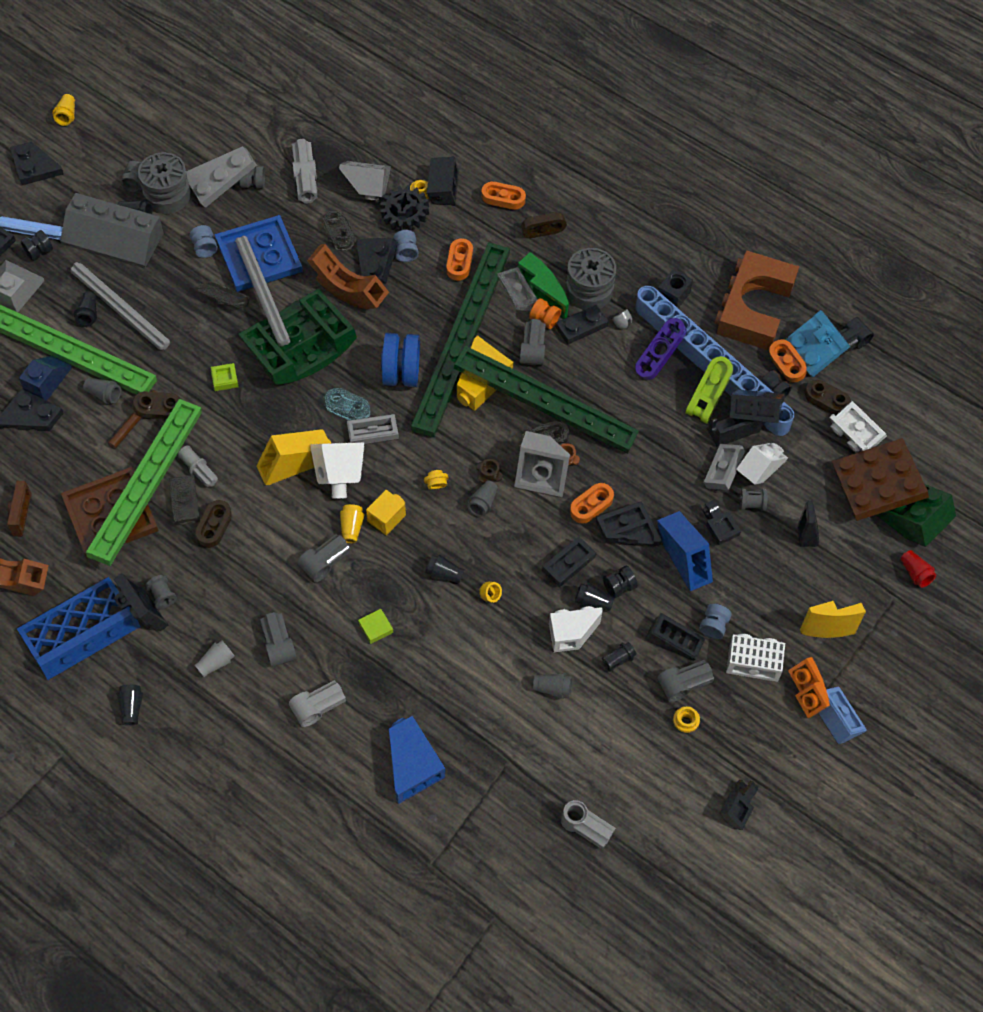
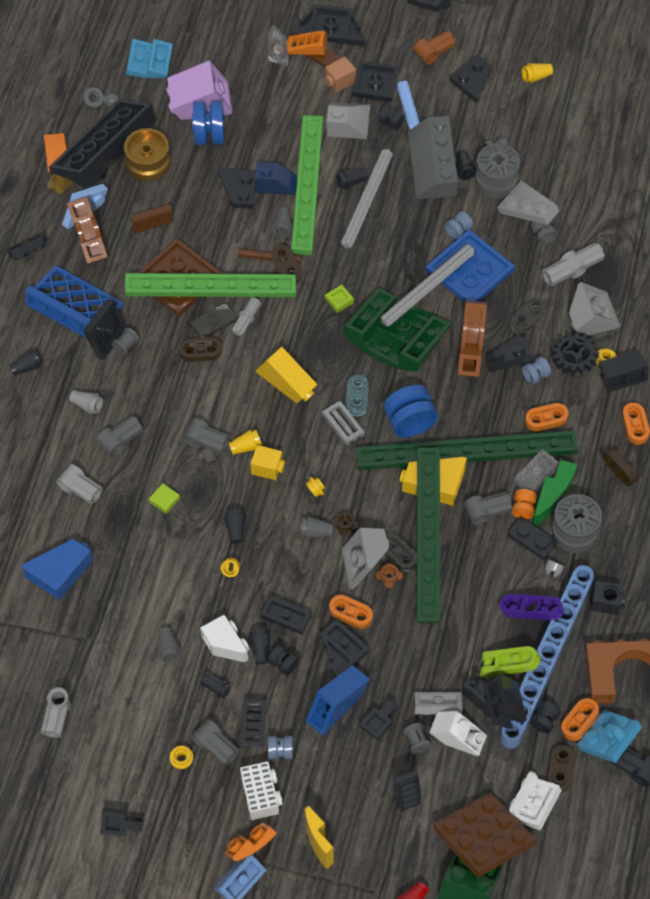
camera: 70 degrees right, 0 degrees up
(338, 465) = (288, 408): white torso -> none

